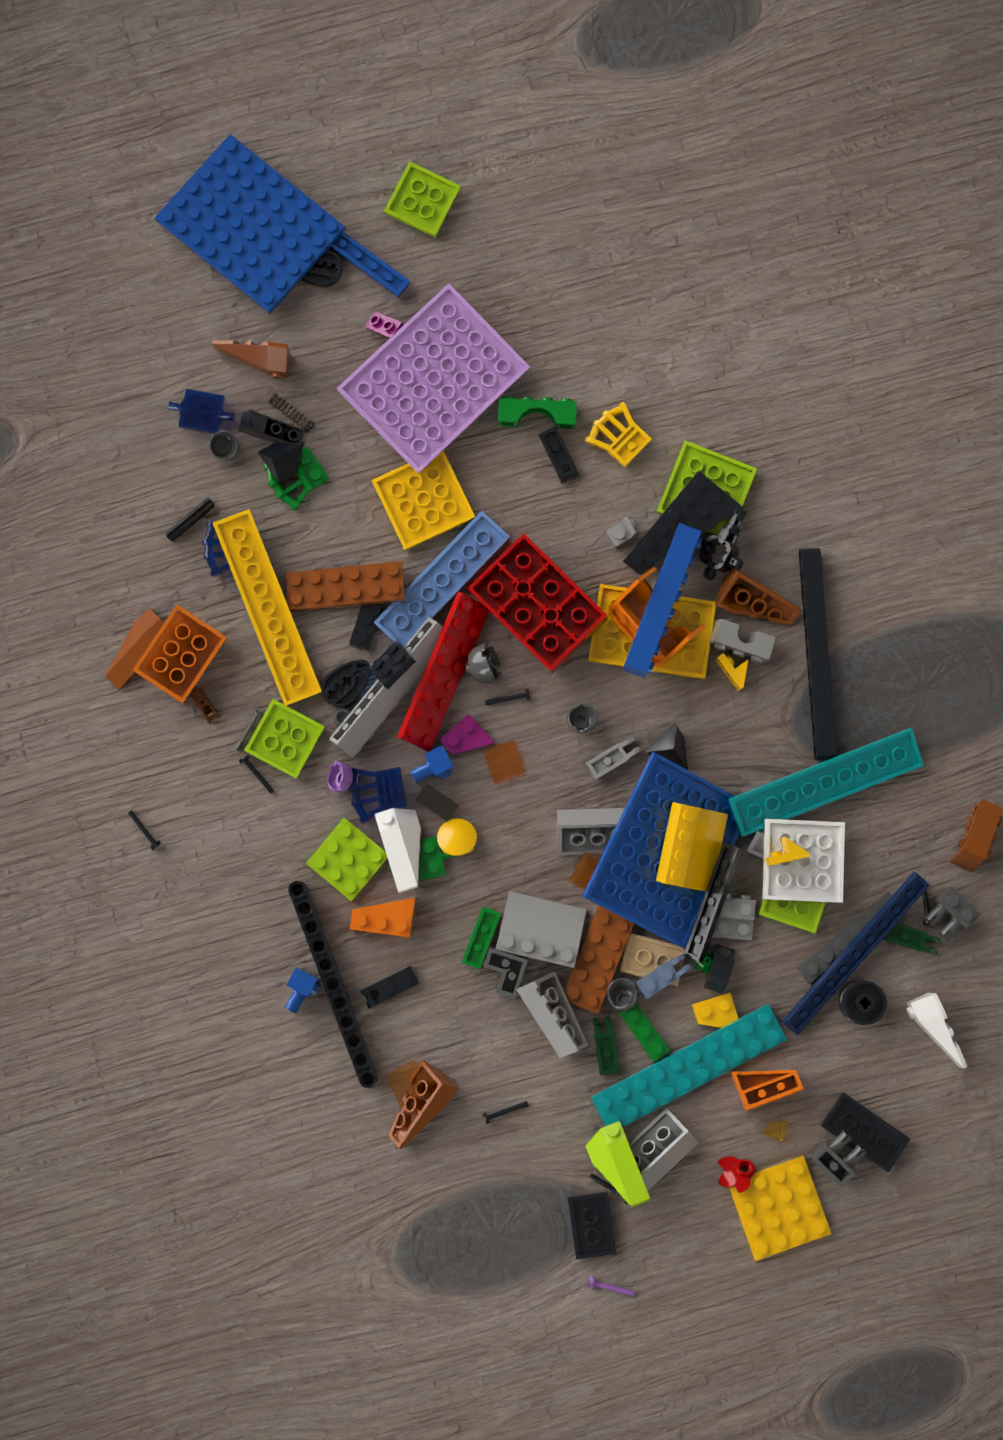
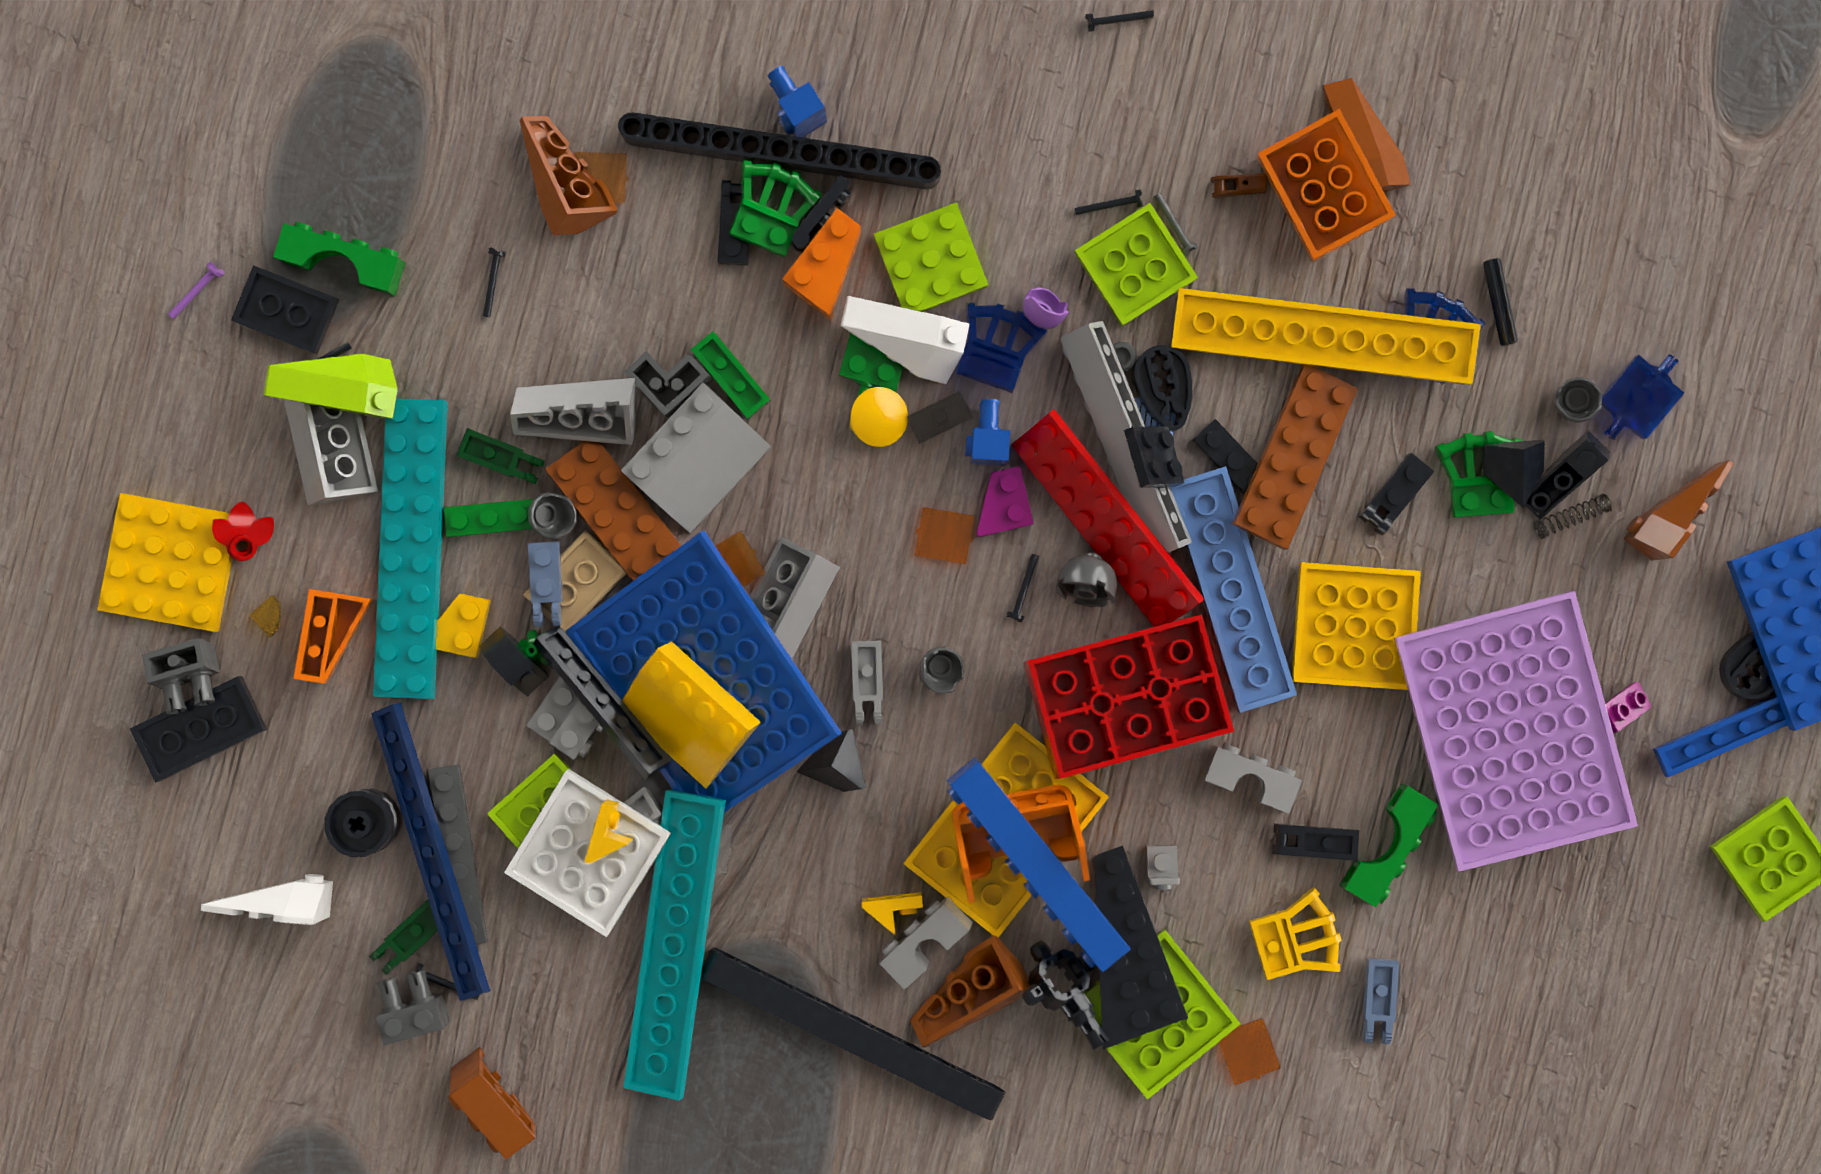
camera: 120 degrees right, 5 degrees up
(333, 518) = (1396, 493): none -> black plate
(357, 937) = (836, 196): none -> black plate
(383, 969) = (765, 226): none -> green plate
(544, 527) = (1277, 786): none -> light grey arch
(549, 1236) = (305, 248): none -> green arch
(625, 371) = (1380, 997): none -> sand blue hinge
(697, 427) = (1249, 1052): none -> clear orange piece

